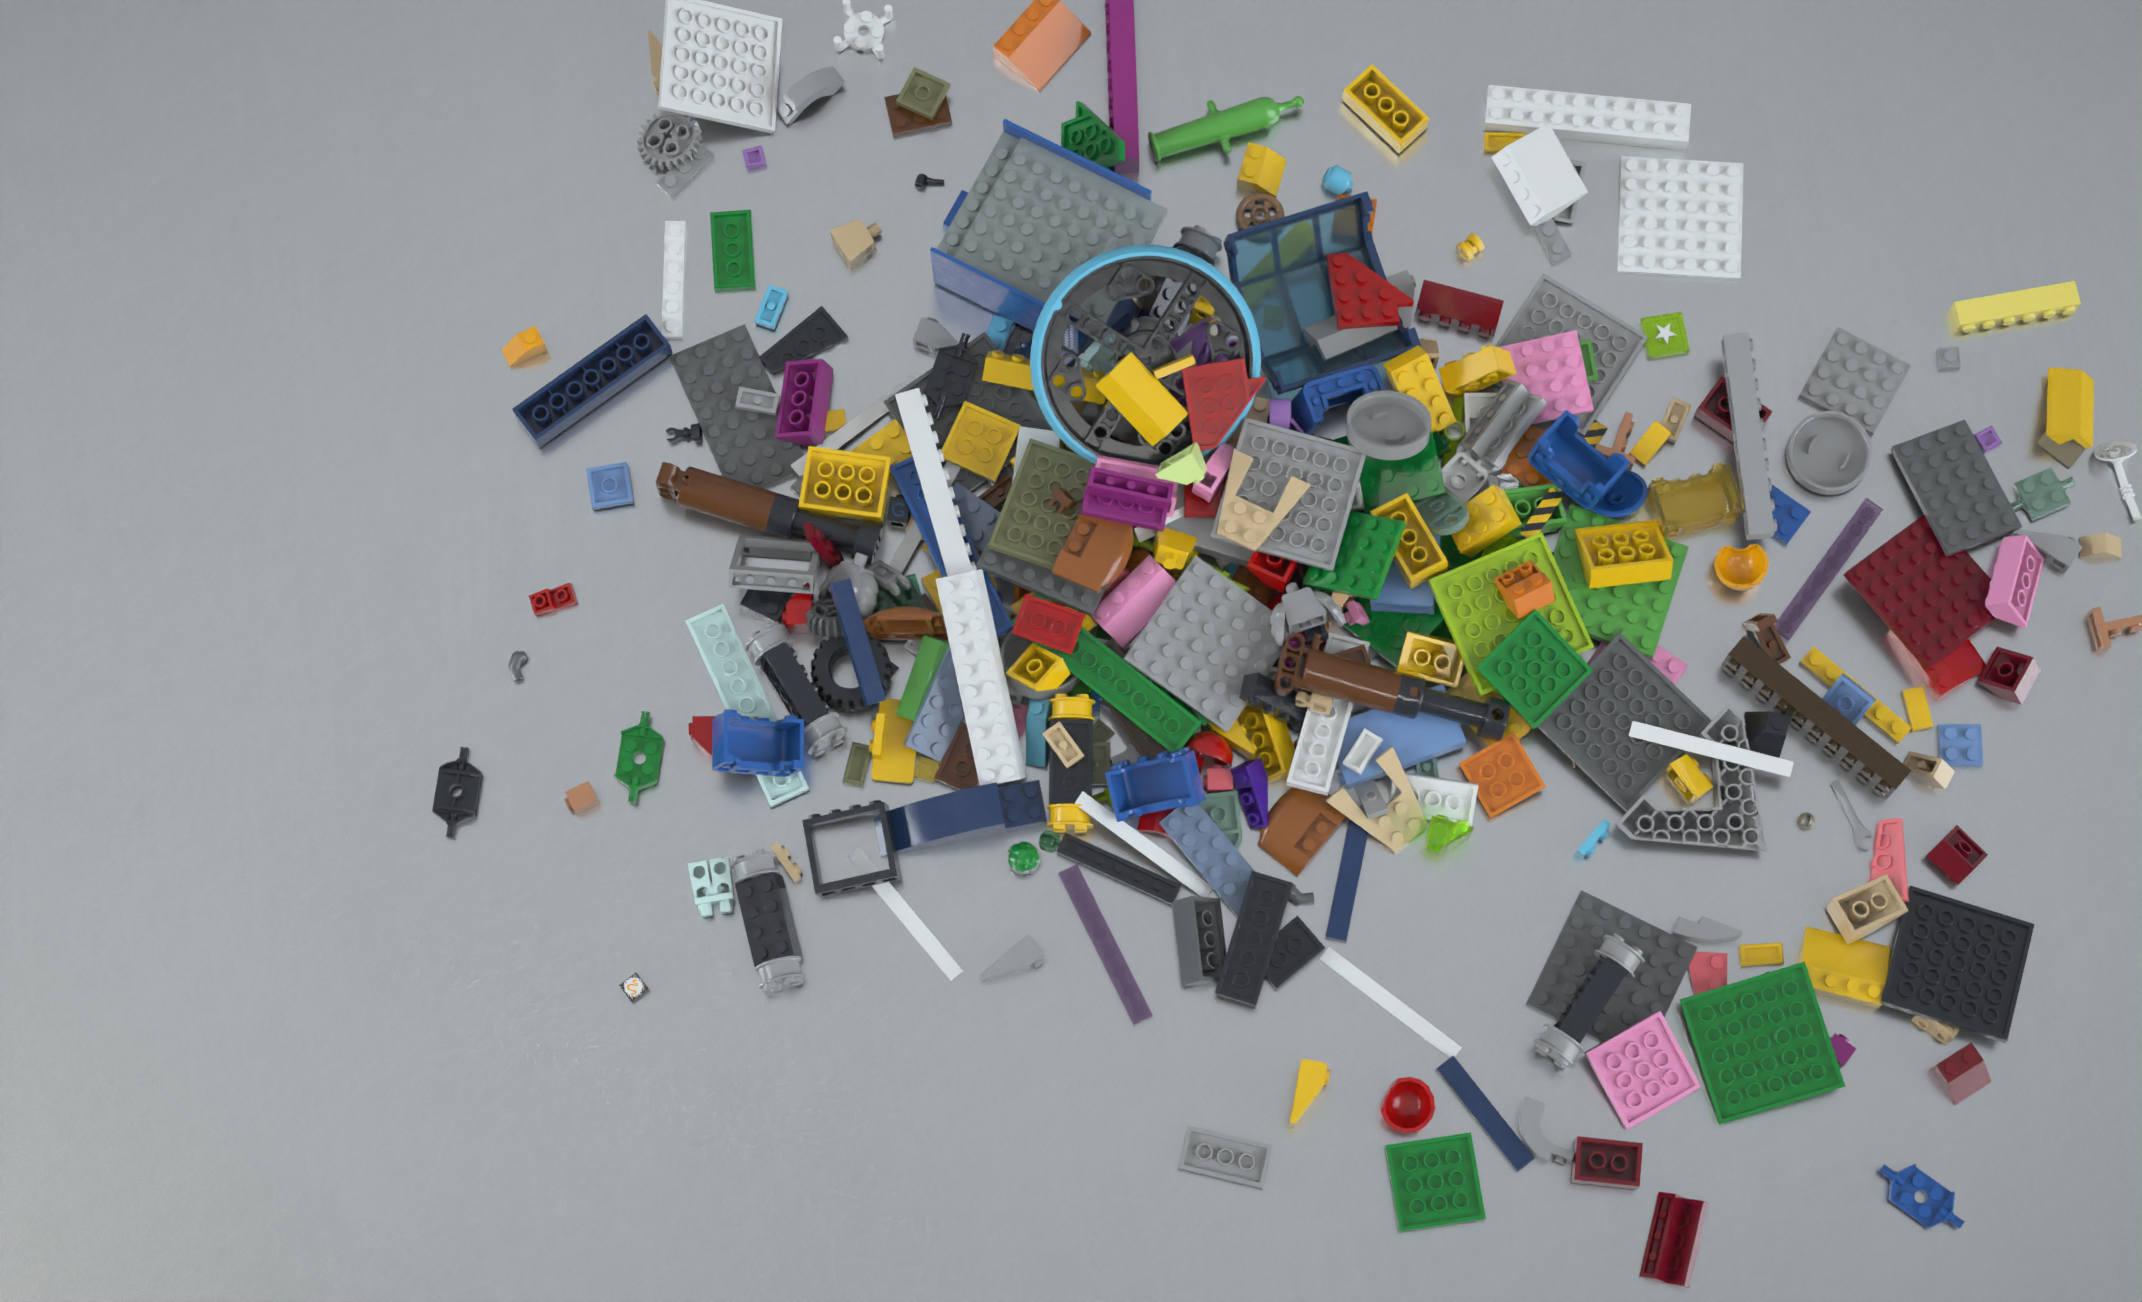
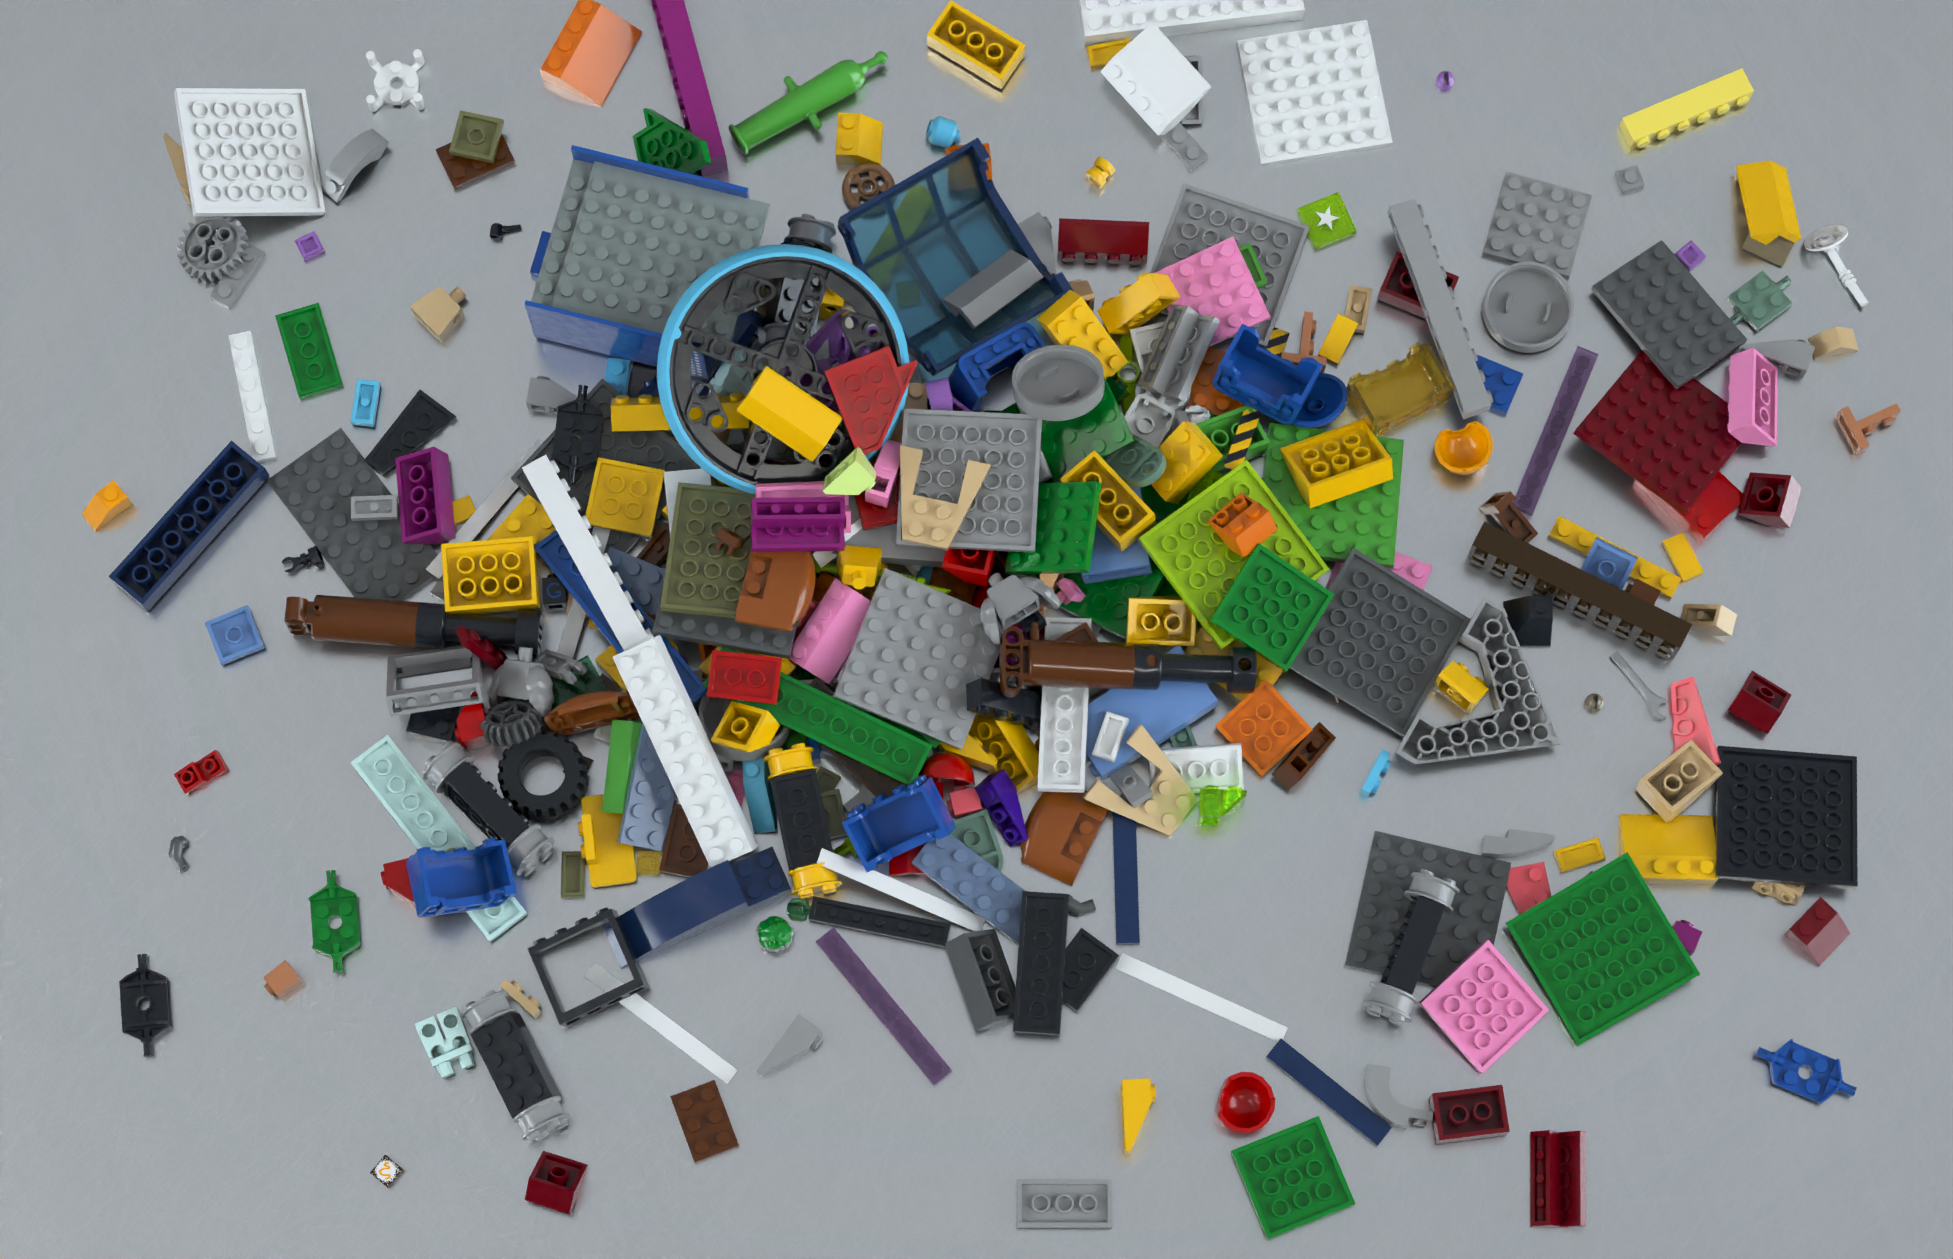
camera: 15 degrees left, 0 degrees up
(779, 1032) = (555, 1182): none -> dark red slope
(857, 642) = (543, 743): dark blue tile -> none
(923, 1009) = (704, 1121): none -> reddish brown plate
(1063, 745) = (790, 803): tan plate -> none
(1174, 366) = (816, 371): yellow tile -> none
(1316, 702) = (1048, 696): tan plate -> none
(1361, 295) = (998, 250): red wing -> none
(1532, 808) = (1303, 756): none -> reddish brown slope
(1711, 748) = (1477, 649): white sticker -> none
(1796, 233) = (1440, 80): none -> medium lavender hinge
(1874, 731) = (1643, 591): none -> reddish brown brick
(1960, 744) = (1736, 584): medium blue plate -> none

